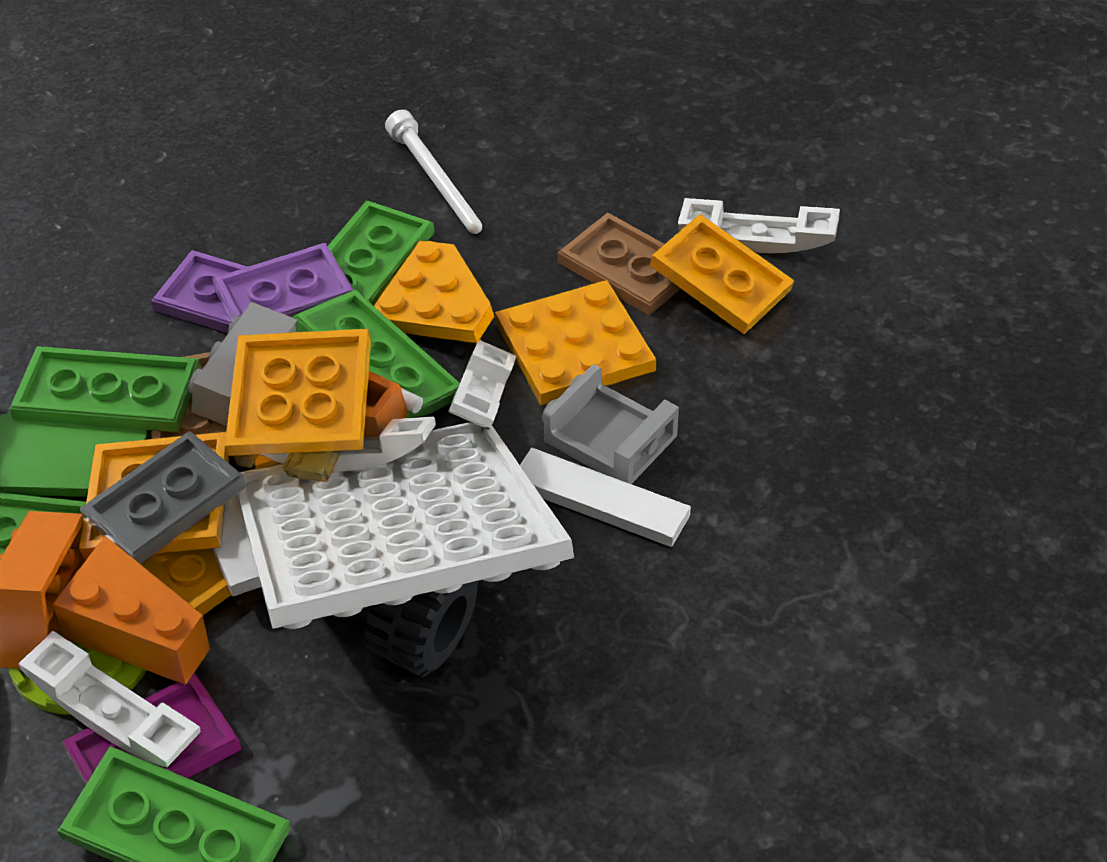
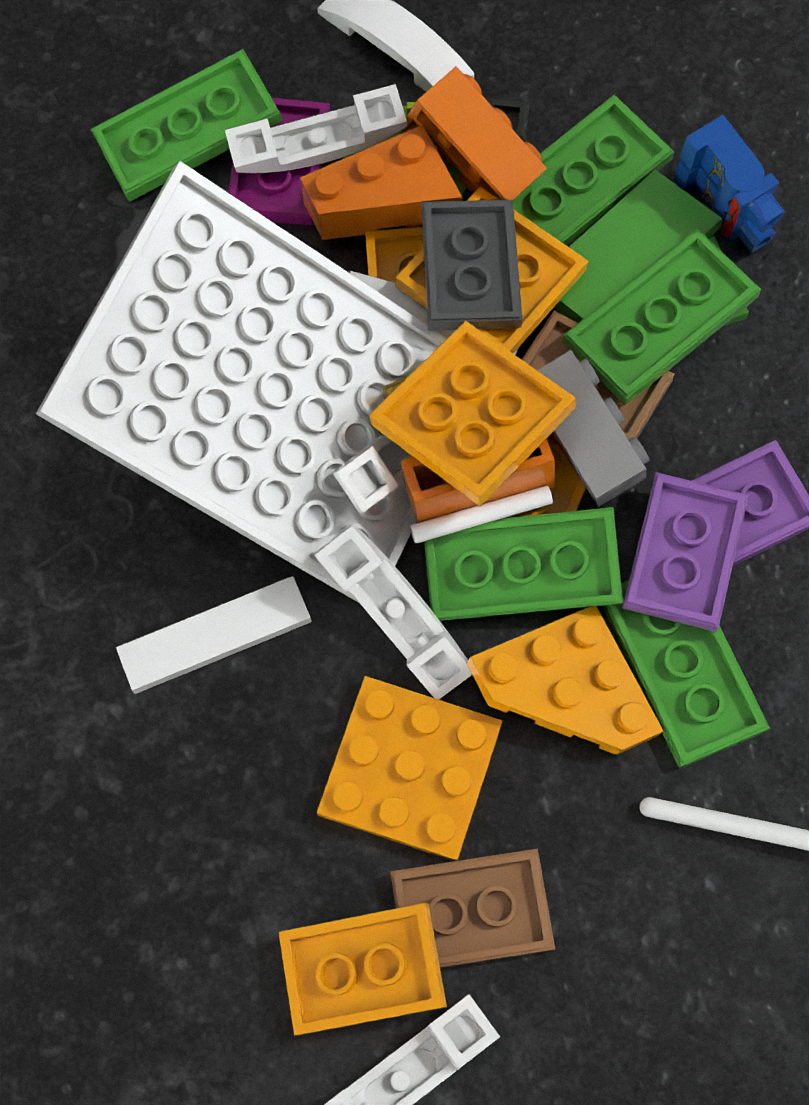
camera: 135 degrees right, 25 degrees up
(608, 428) = (275, 703): light grey panel -> none

